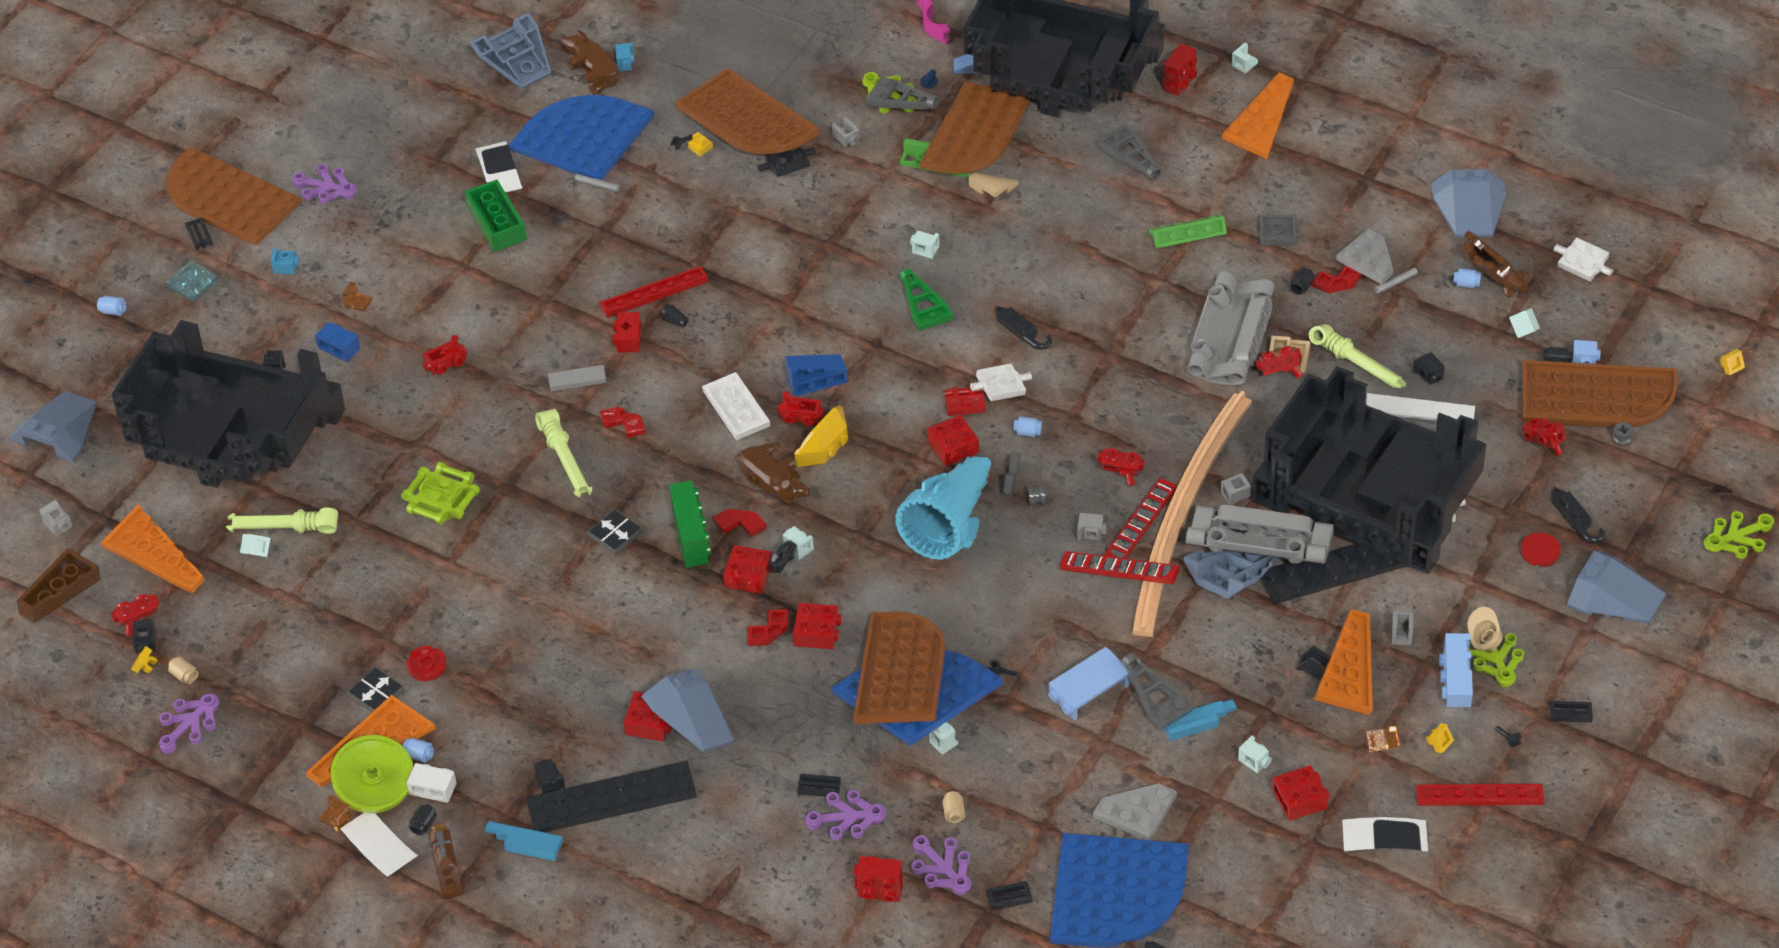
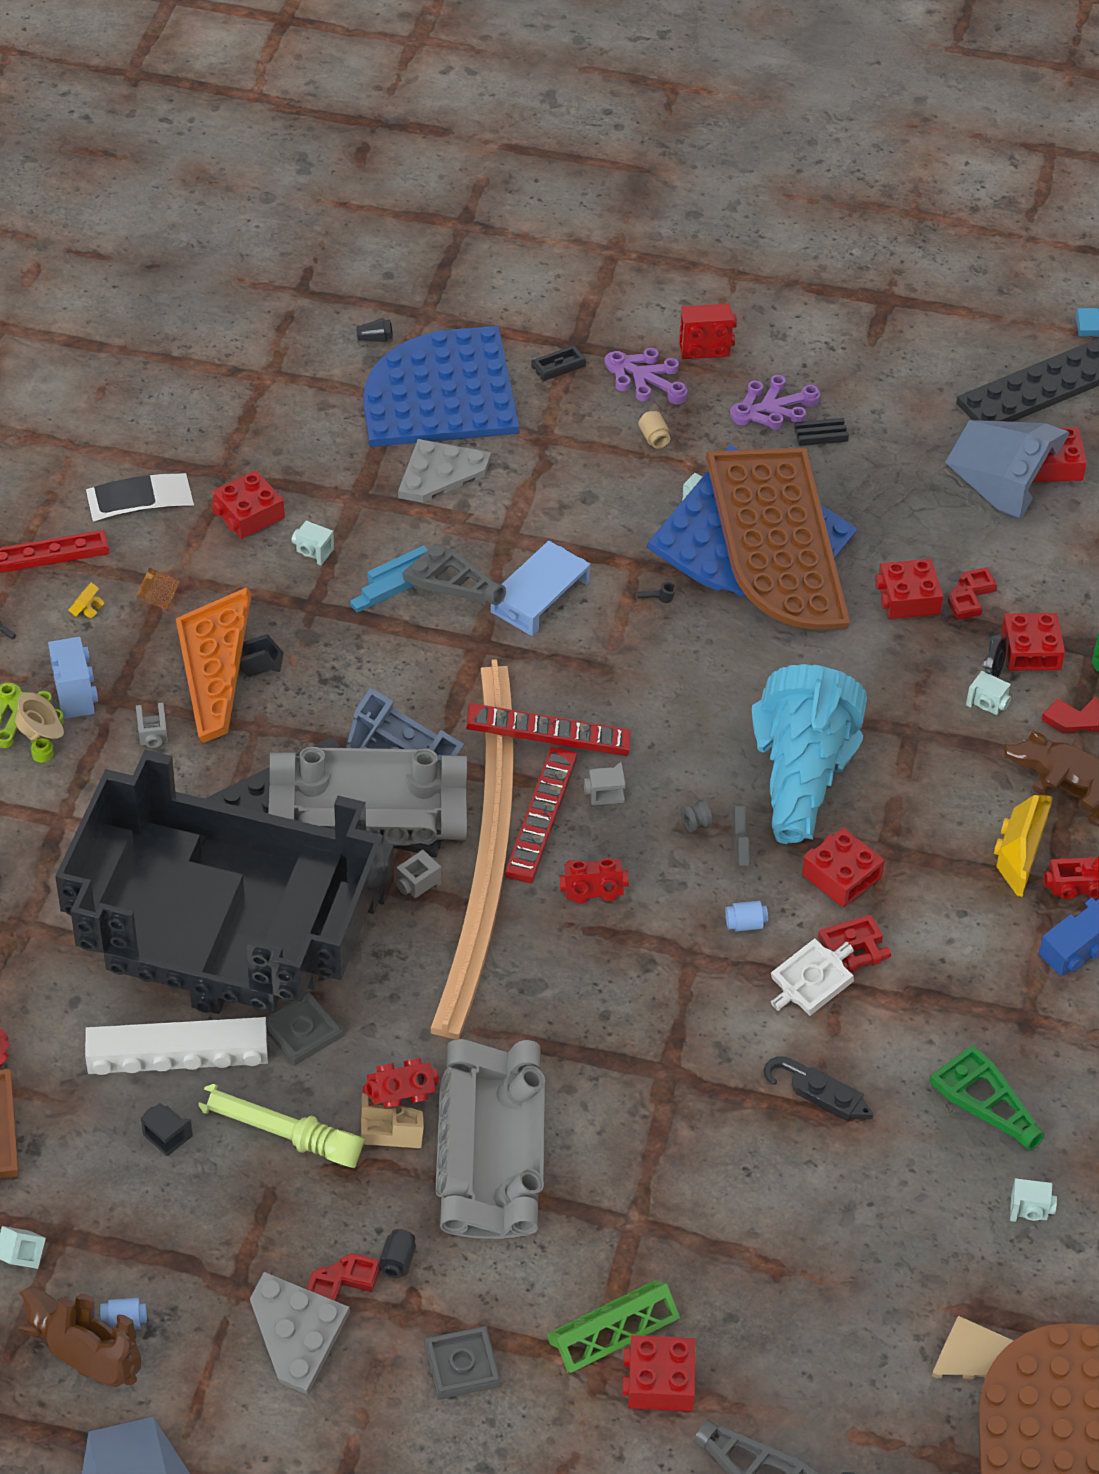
camera: 160 degrees right, 0 degrees up
(1170, 197) = (660, 1373): none -> red brick
(1396, 280) = (237, 1302): light grey piece -> none

